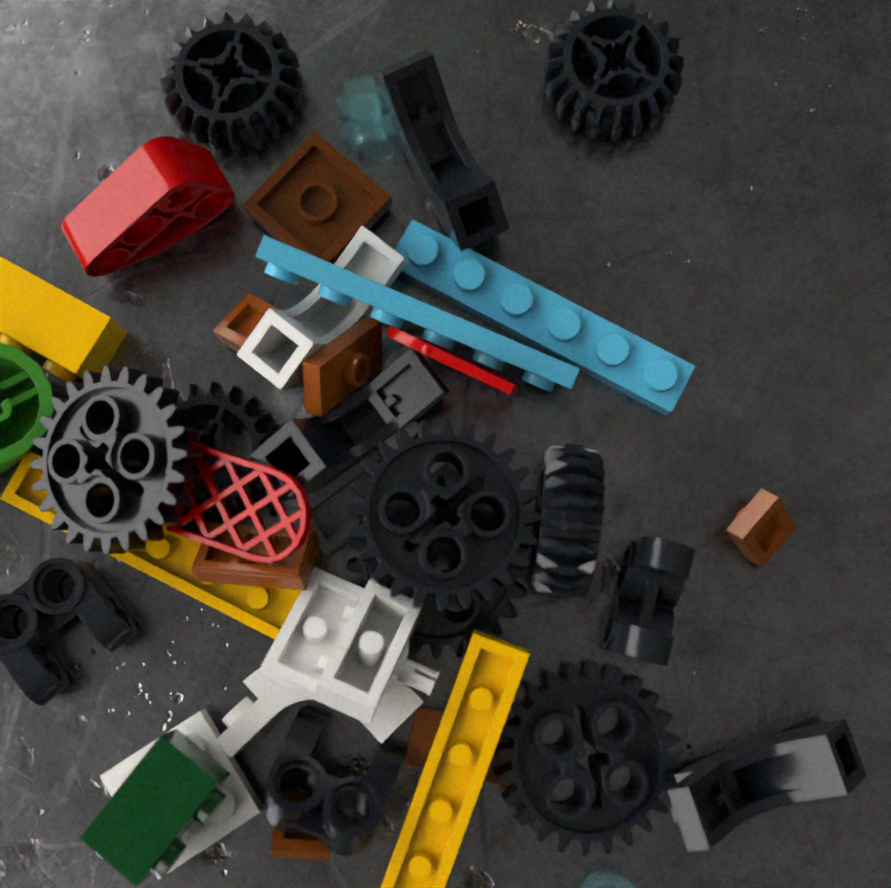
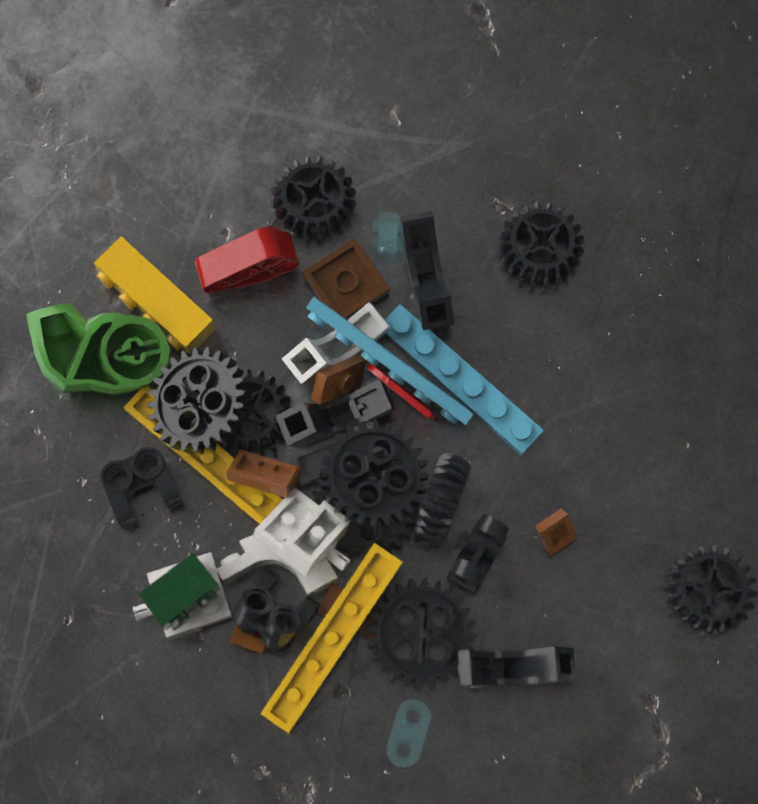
camera: 10 degrees right, 5 degrees down
(241, 321) = (286, 341): dark orange plate -> none
(261, 470) = (257, 466): red window -> none

